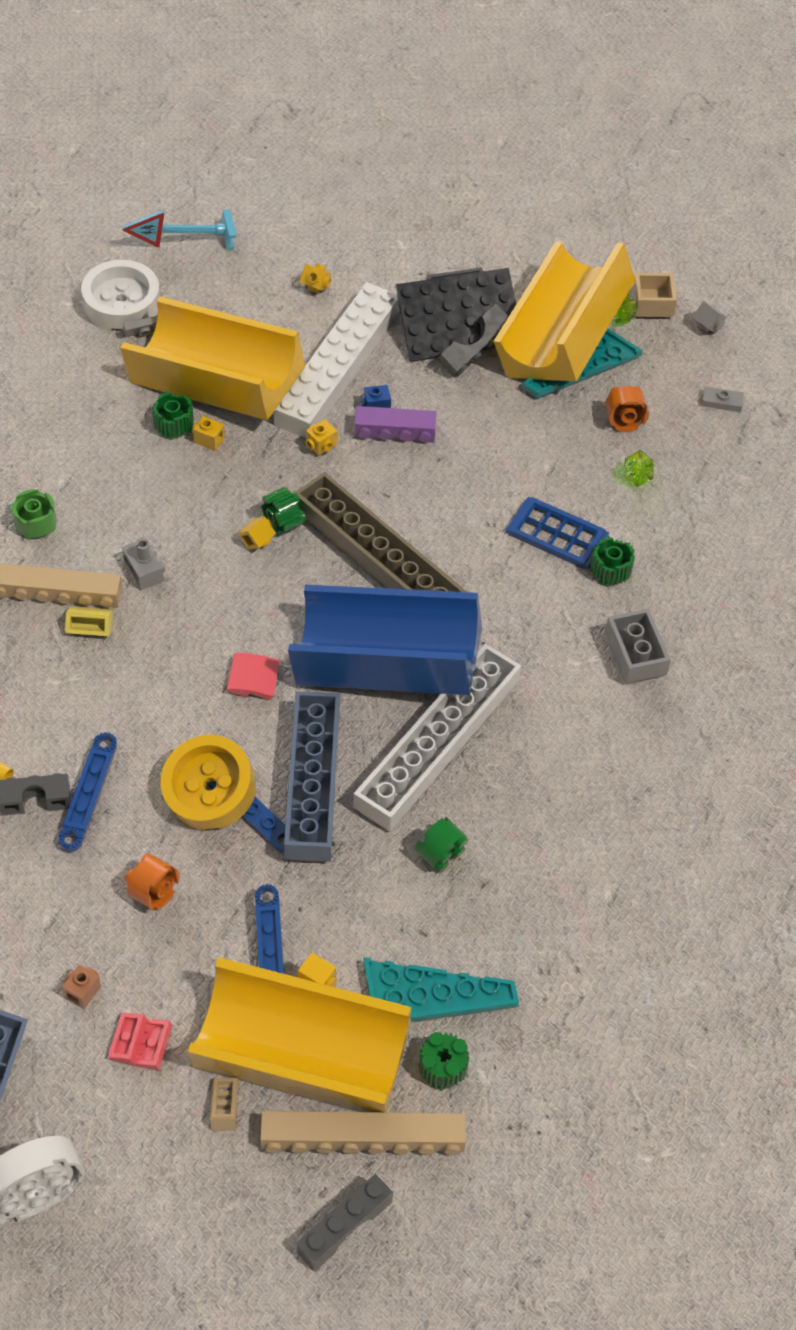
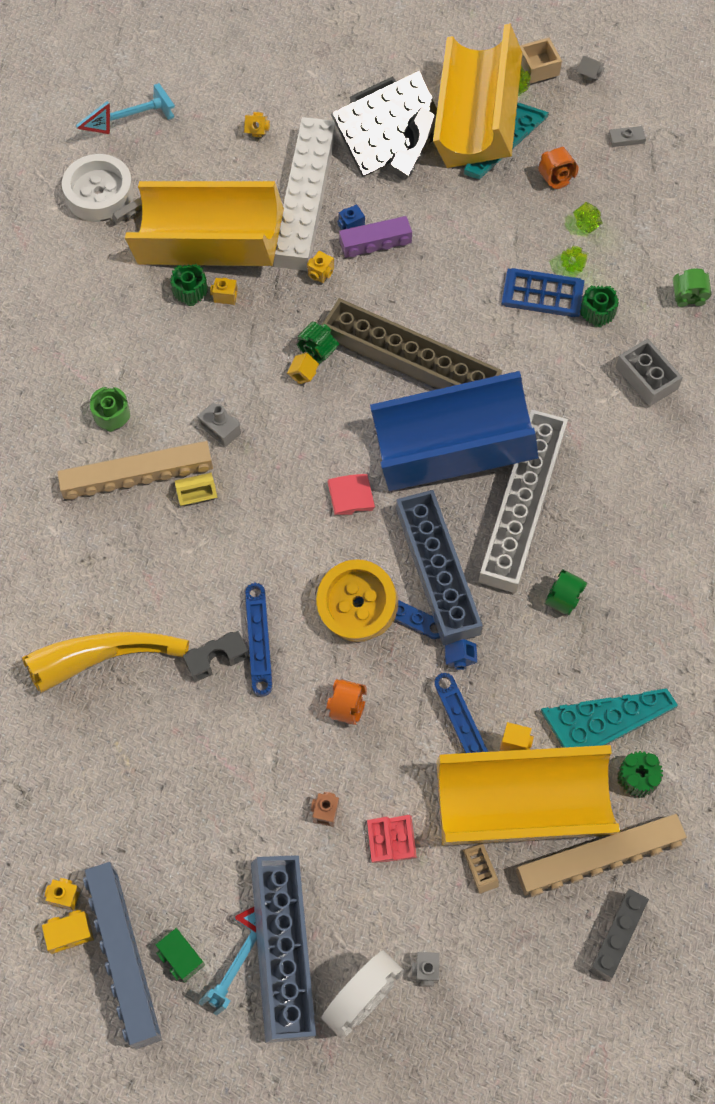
camera: 15 degrees left, 10 degrees up
(117, 1185) = (426, 968): none -> light grey brick
(298, 872) = (461, 654): none -> blue brick
(605, 506) = (578, 254): none -> clear neon green brick
(724, 572) = (692, 287): none -> bright green brick

